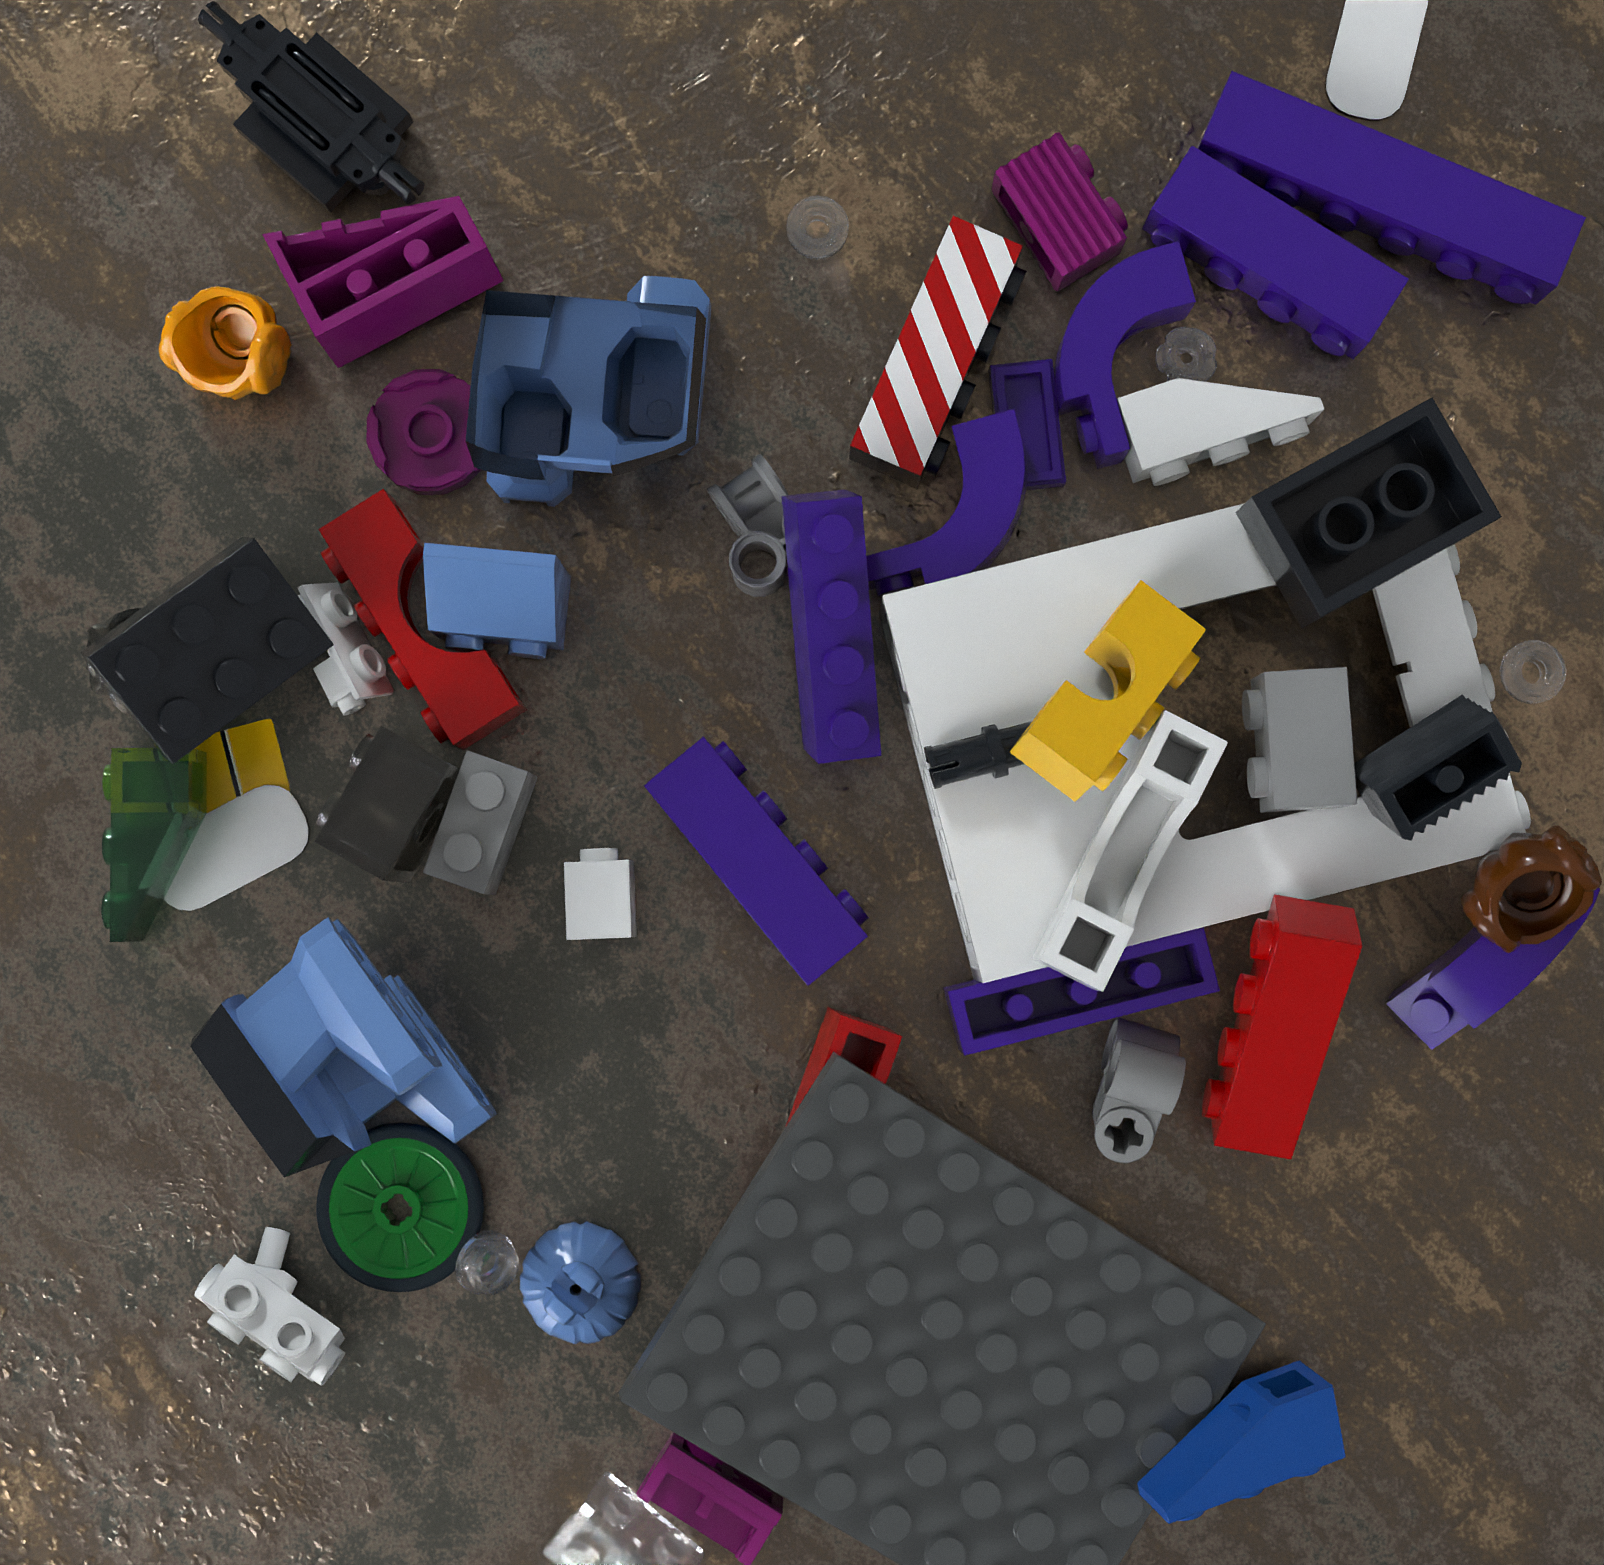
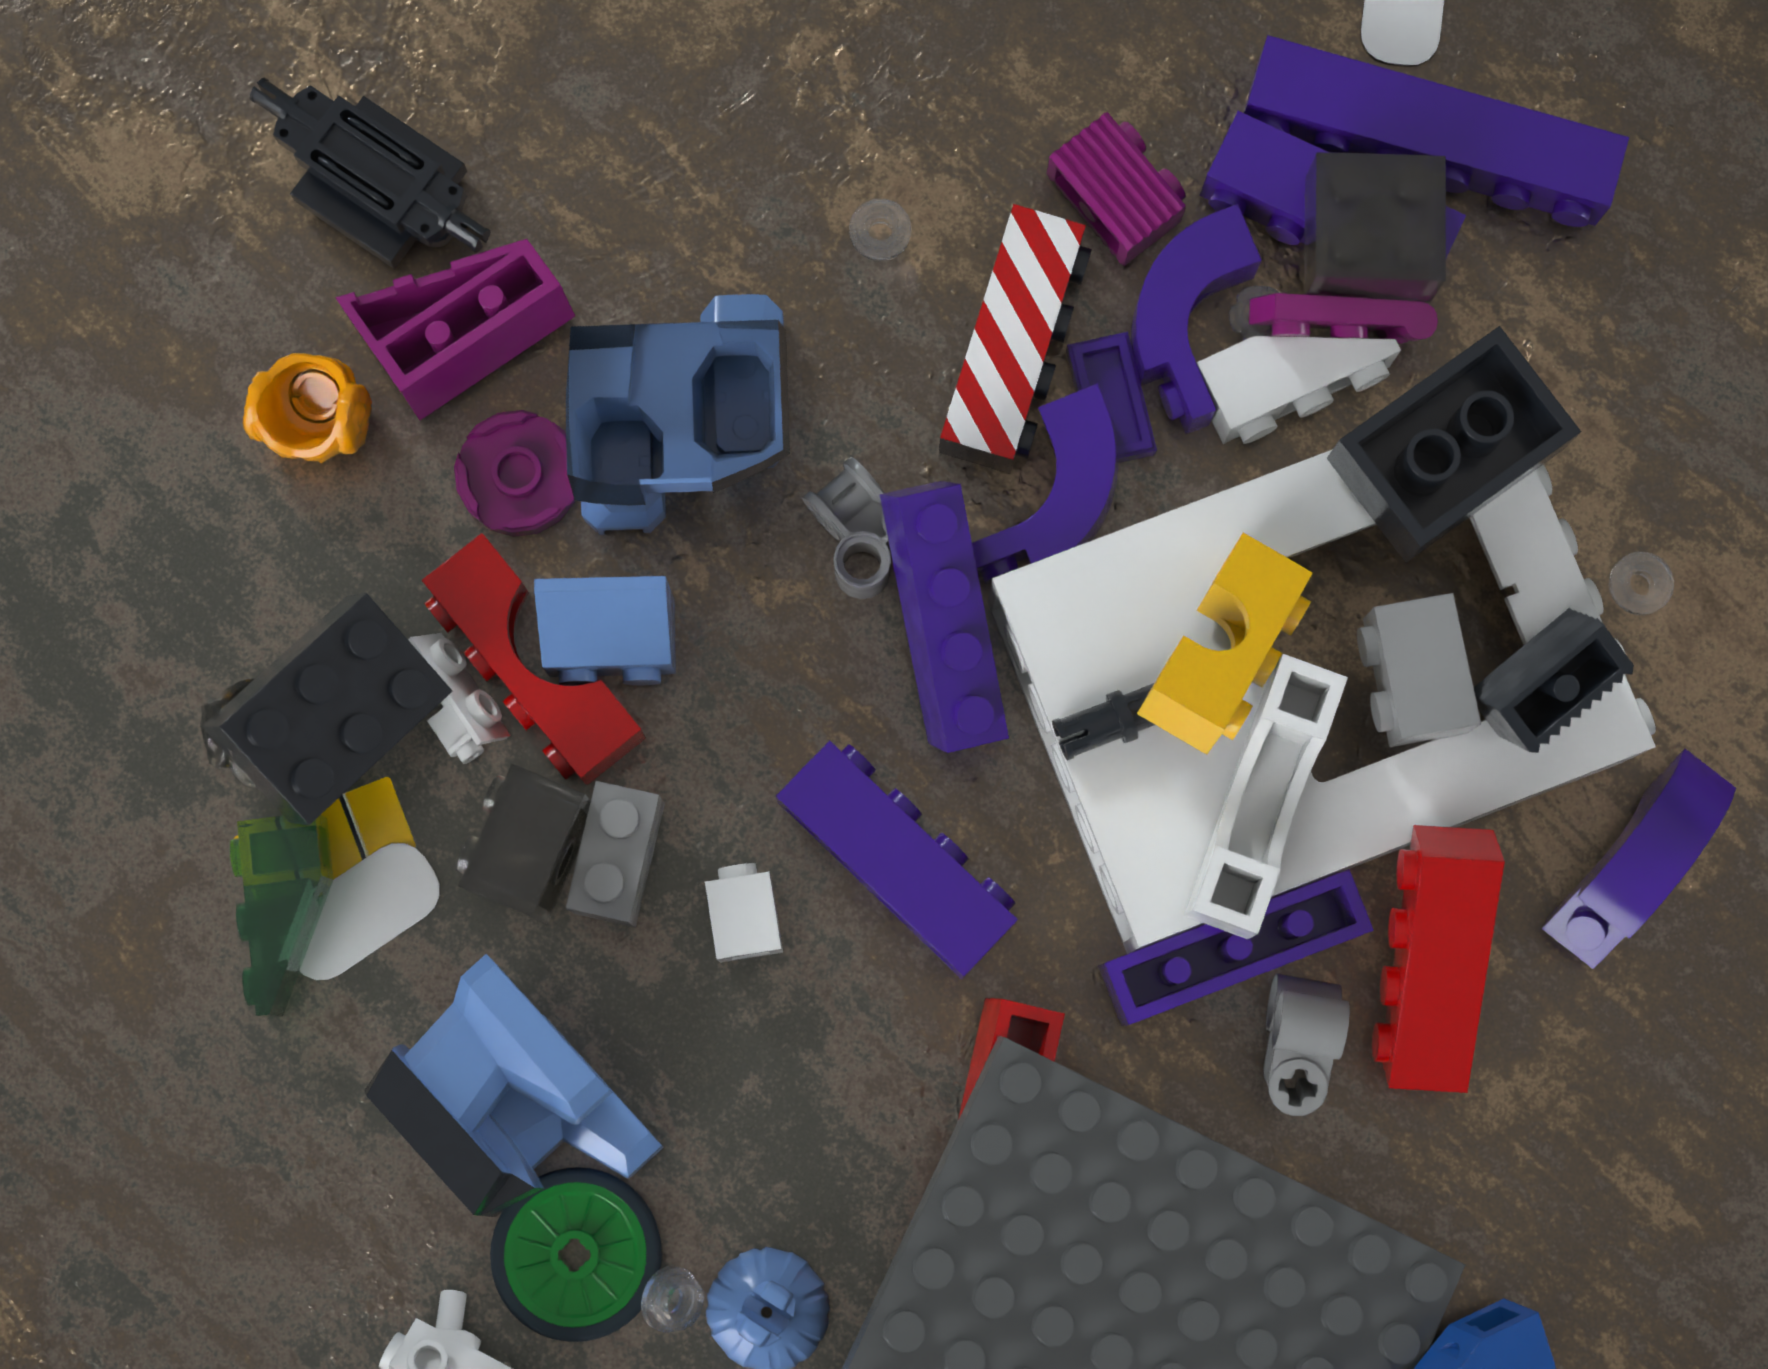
camera: 15 degrees left, 5 degrees down
(1271, 368) = (1345, 316): none -> magenta plate
(1316, 280) = (1375, 226): none -> clear smoke brick
(1531, 888) = (1663, 789): reddish brown hair -> none

